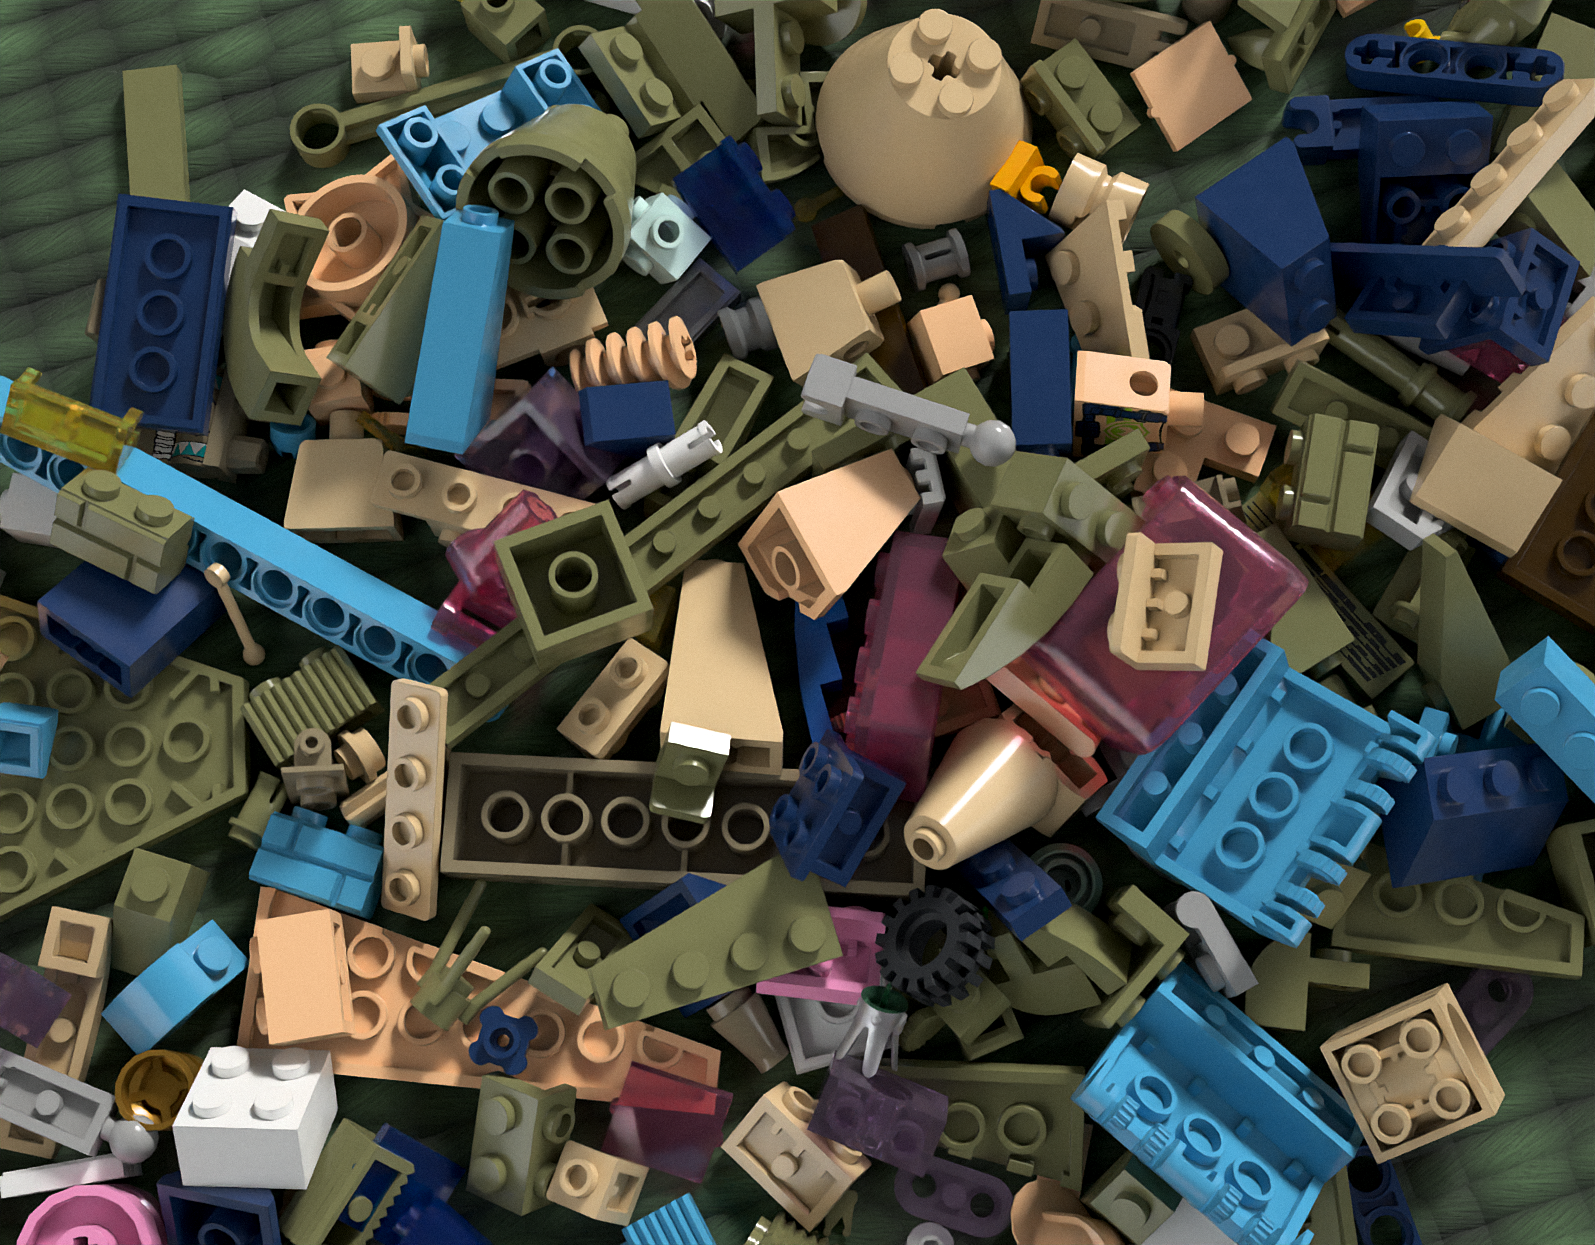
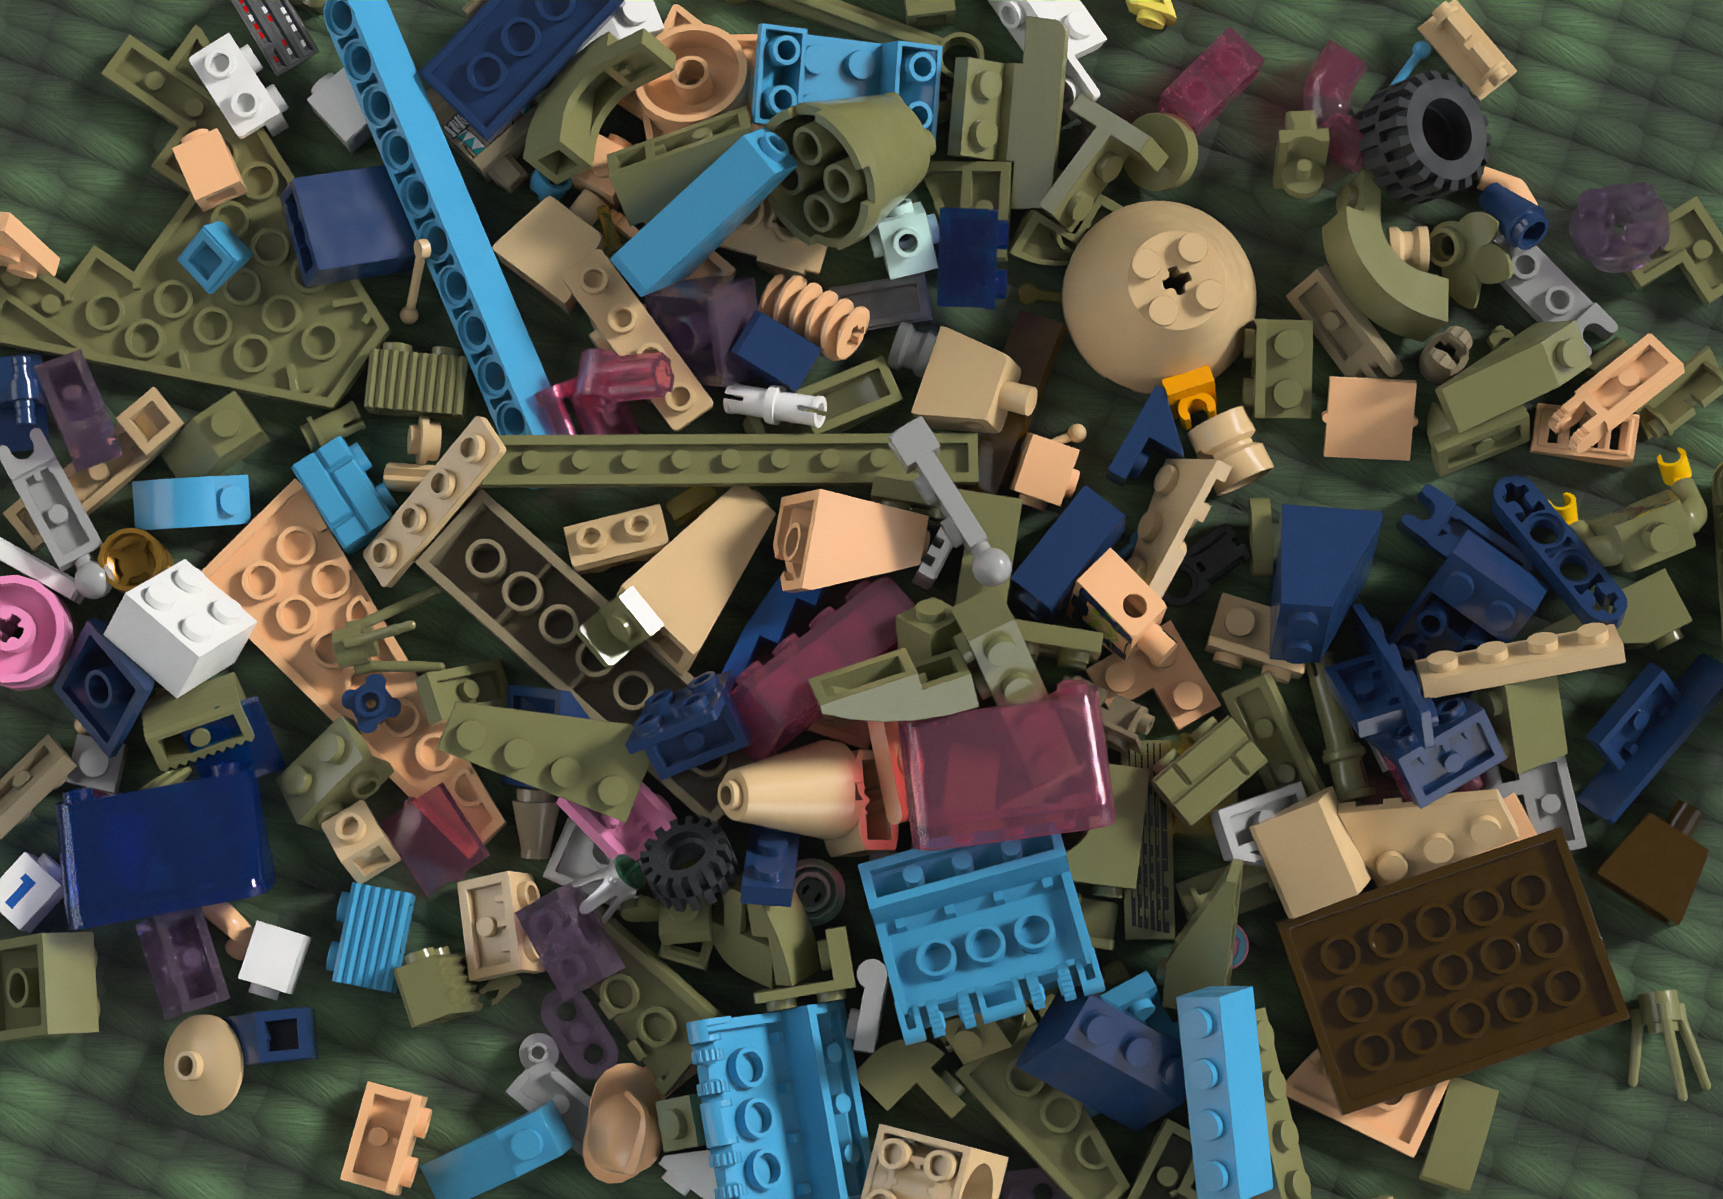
camera: 40 degrees right, 5 degrees up
(68, 425) = (399, 75): clear yellow hinge -> none
(121, 529) = (382, 172): olive brick -> none
(302, 978) = (275, 562): light nougat brick -> none
(315, 777) = (384, 434): dark tan hinge -> none
(574, 585) = (641, 445): olive brick -> none
(936, 260) = (1081, 411): dark grey bush -> none
(1164, 604) = (998, 761): tan bracket -> none

